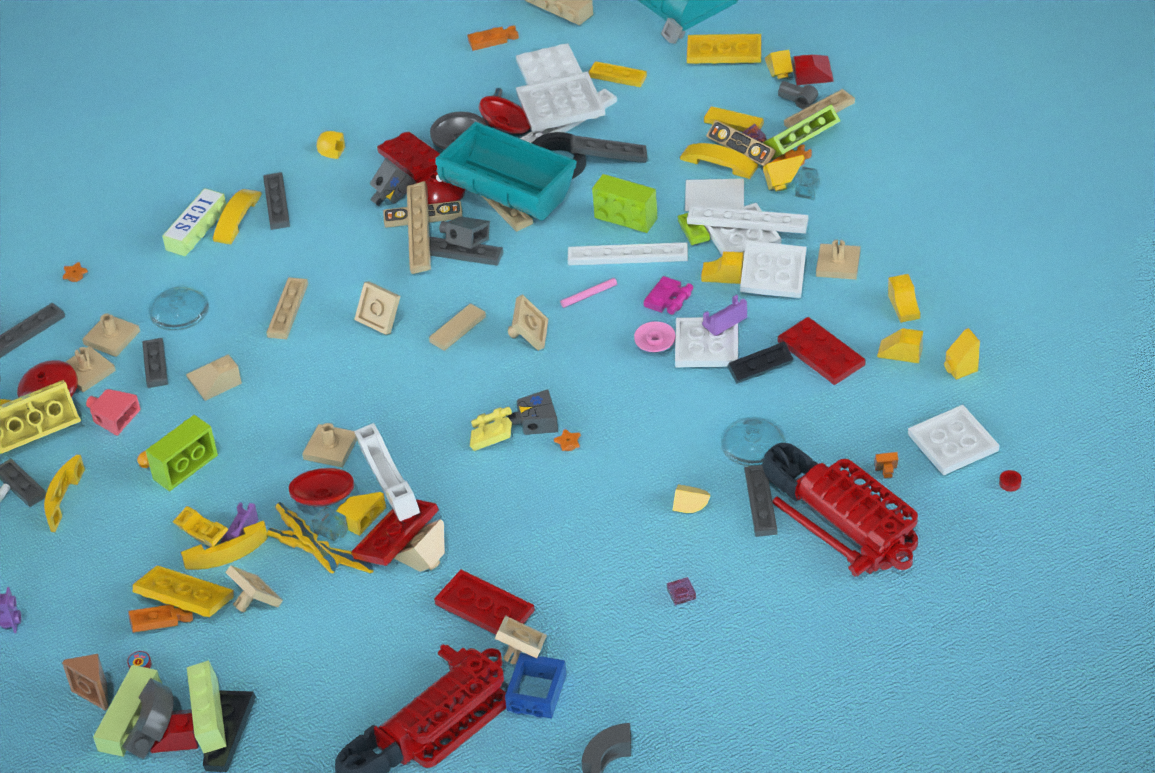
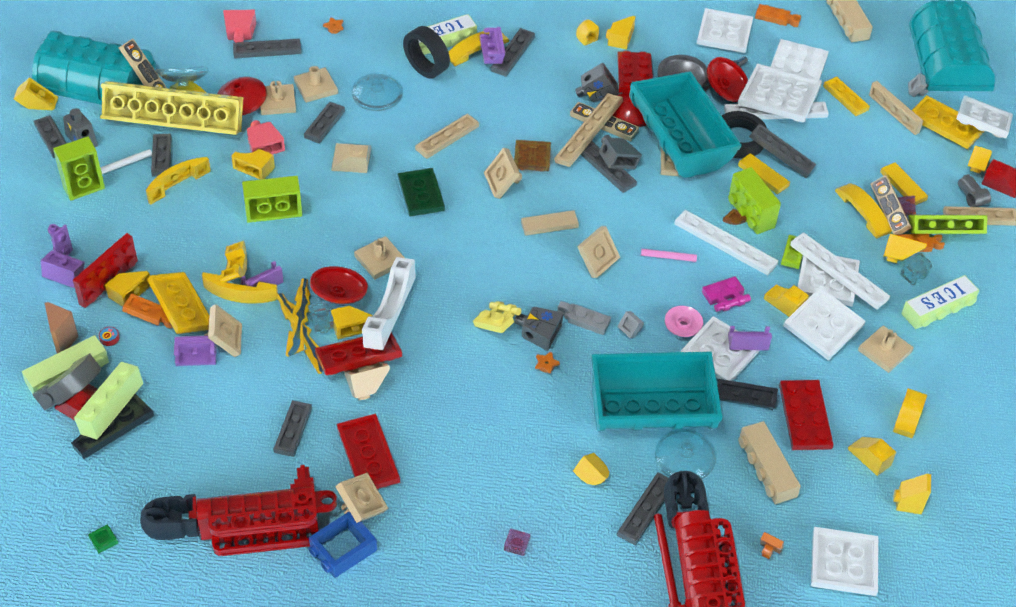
camera: 30 degrees right, 5 degrees up
(32, 634) = (61, 268): none -> medium lavender hinge
(83, 606) = (115, 260): none -> red plate
(113, 611) = (124, 284): none -> yellow slope
(126, 436) = (256, 164): none -> yellow arch
(210, 226) = (434, 44): none -> black tyre
(238, 622) = (194, 351): none -> medium lavender hinge
(258, 203) = (492, 46): none -> medium lavender hinge
(313, 368) = (421, 192): none -> dark green plate
(365, 128) = (621, 32): none -> yellow slope
(388, 275) = (532, 155): none -> clear orange tile
(395, 629) = (292, 428): none -> dark grey tile
(458, 75) = (725, 30): none -> white plate
(566, 385) = (584, 317): none -> light grey hinge
(589, 176) = (770, 177): none -> yellow tile
(612, 366) = (630, 324): none -> light grey tile
(615, 229) = (734, 218): none -> dark orange tile
(670, 60) = (895, 107): none -> tan tile
(688, 402) = (655, 390): none -> teal container
(715, 193) = (837, 234): white sticker -> none
(754, 26) = (984, 117): none -> white plate
(829, 402) = (769, 462): none -> tan brick
(850, 198) = (940, 302): none -> brick

